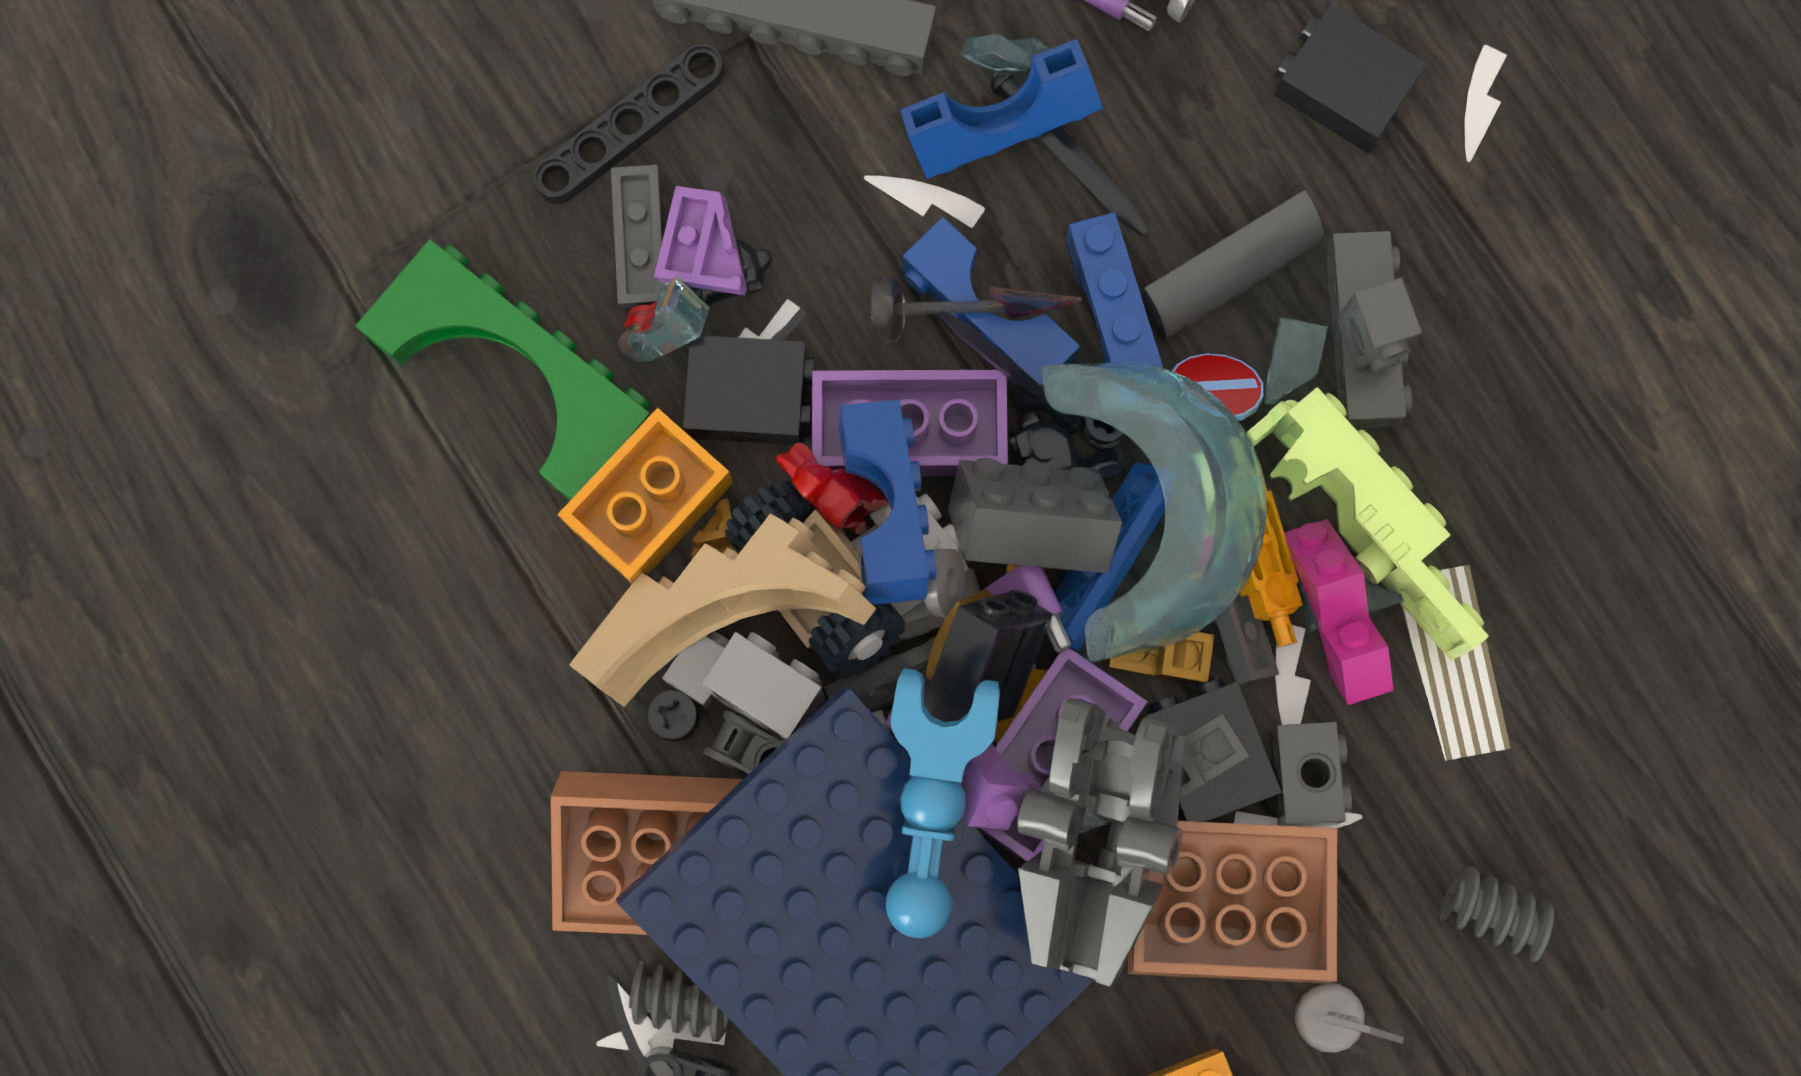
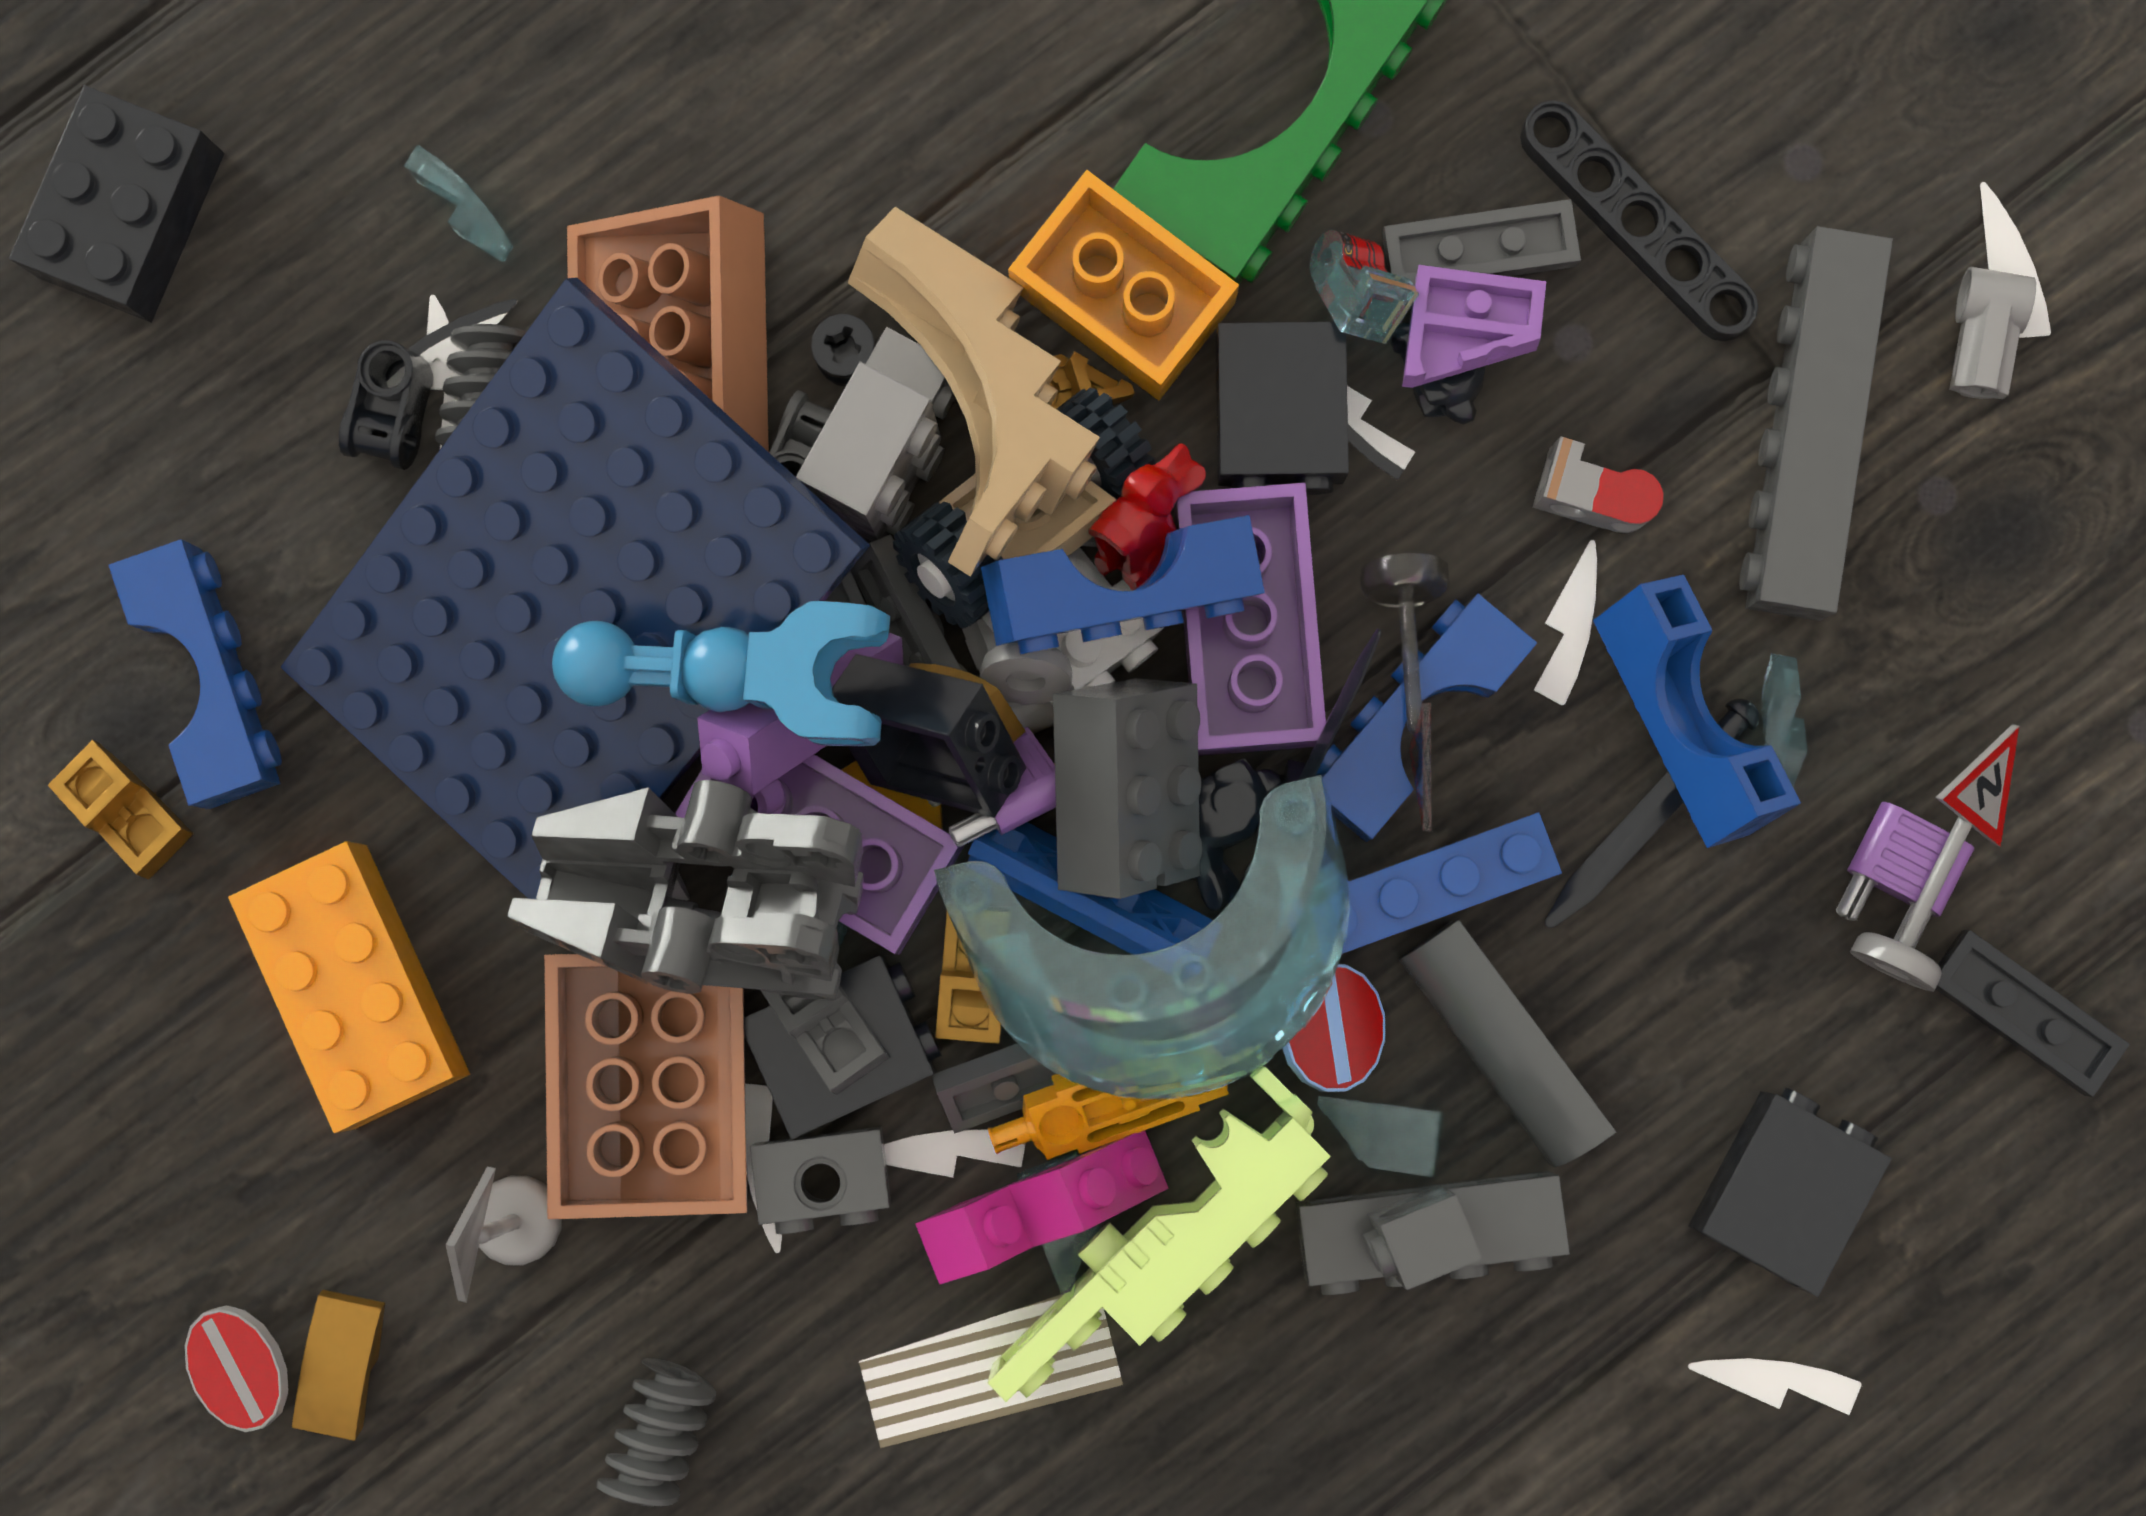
camera: 90 degrees right, 5 degrees up
(542, 1002) = (471, 217): none -> clear light blue slope
(832, 170) = (1595, 493): none -> leg

